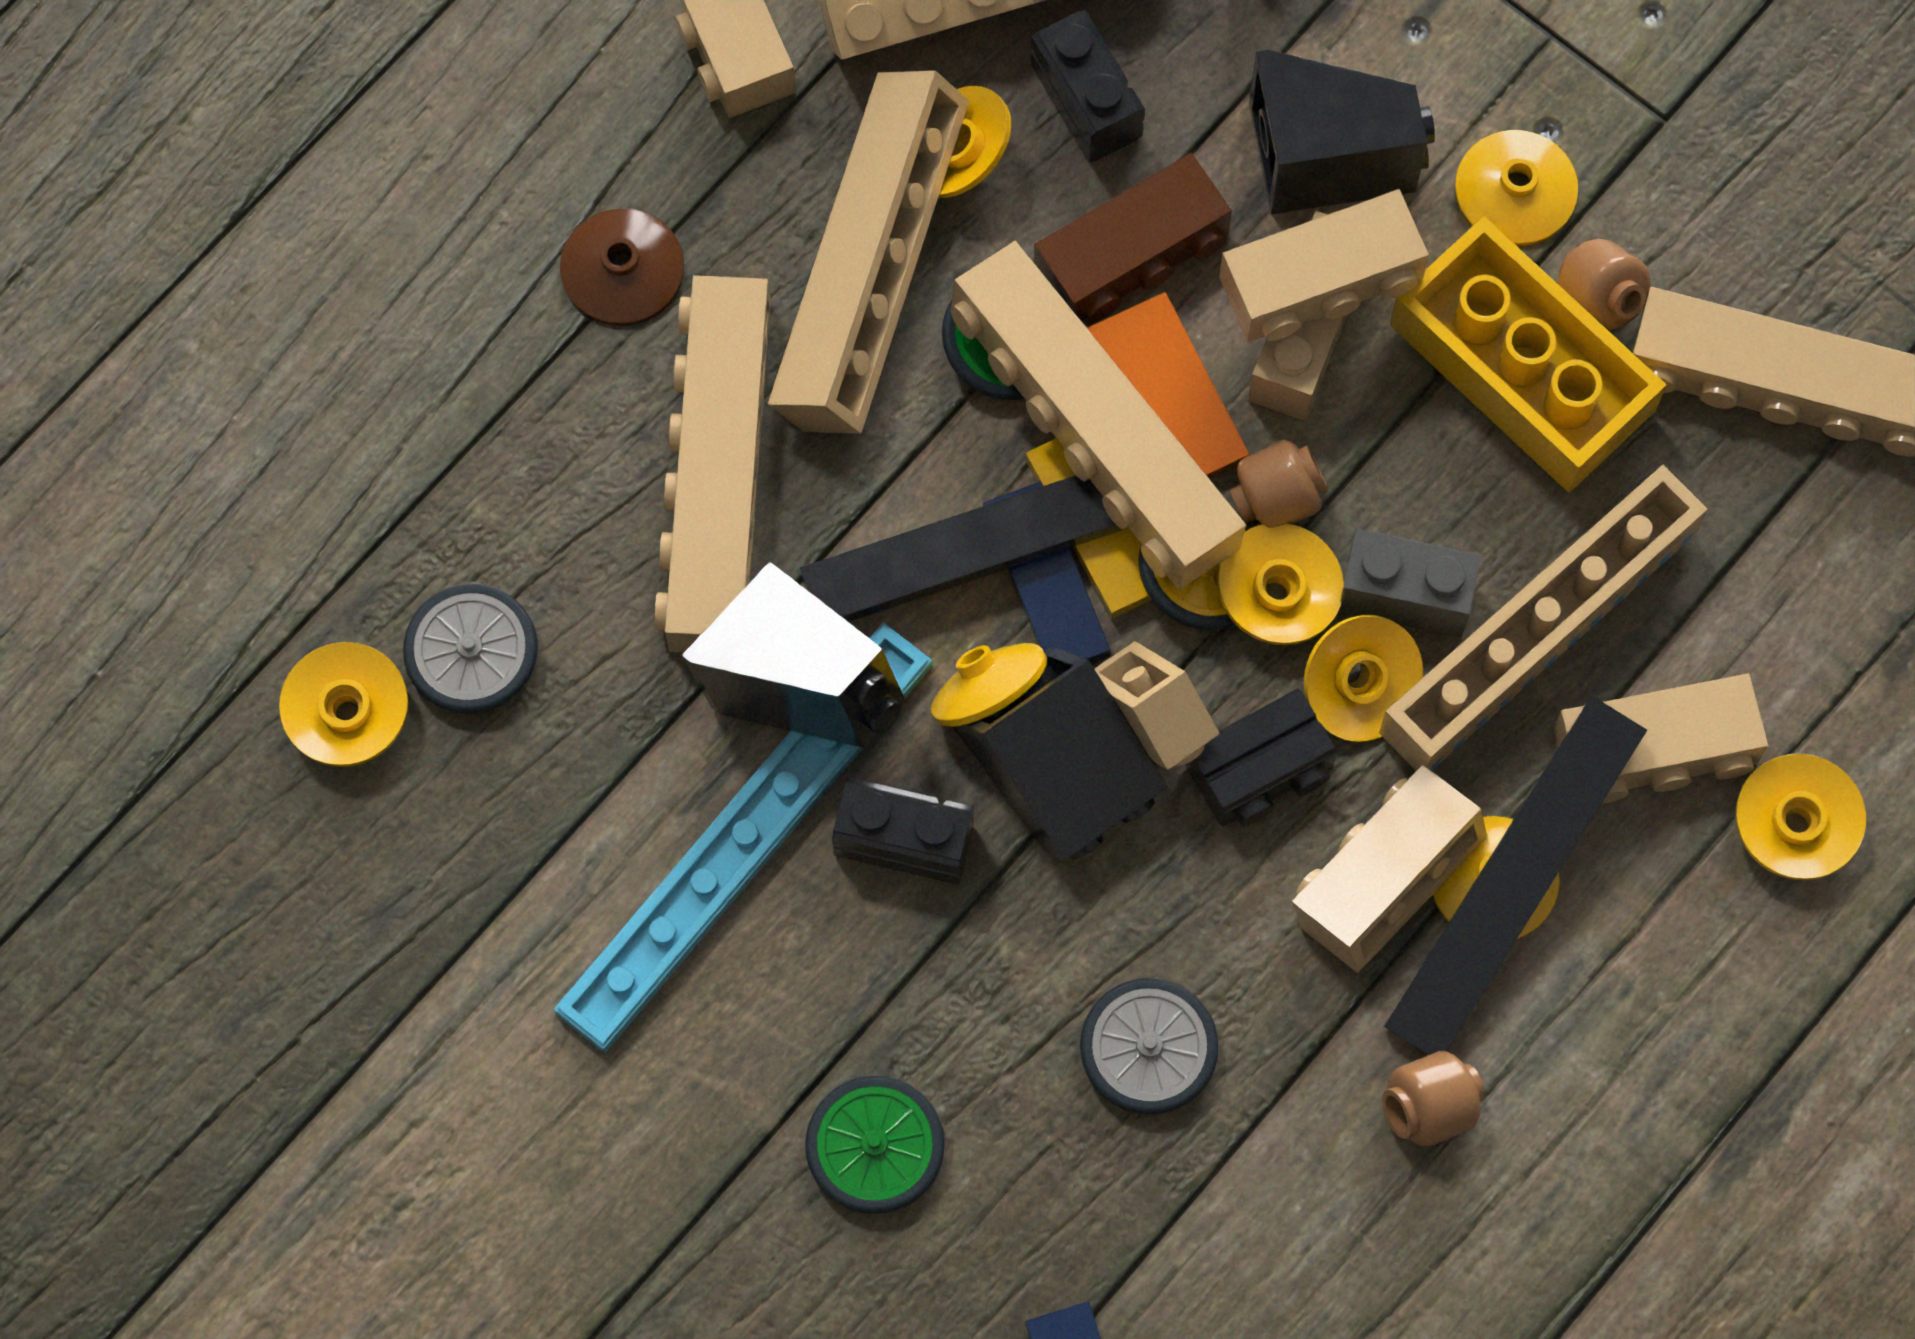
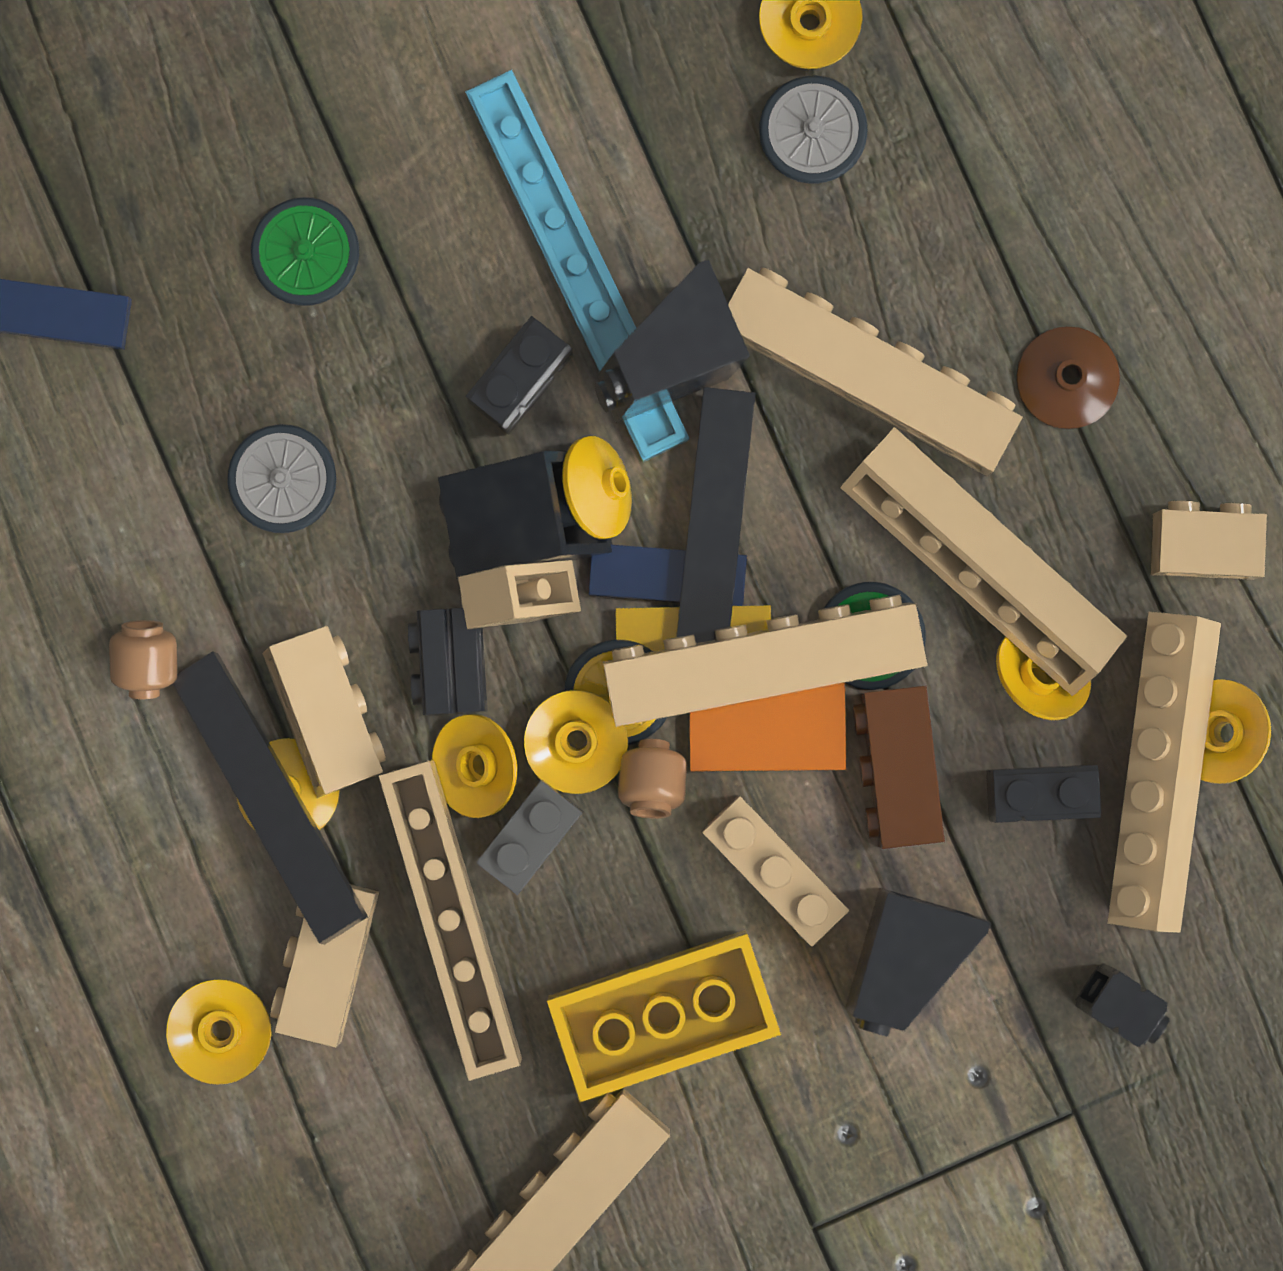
camera: 120 degrees right, 15 degrees up
(1324, 267) = (787, 886): tan brick -> none
(1520, 212) = (804, 1058): yellow dish -> none
(1605, 281) = (693, 1103): medium nougat head -> none

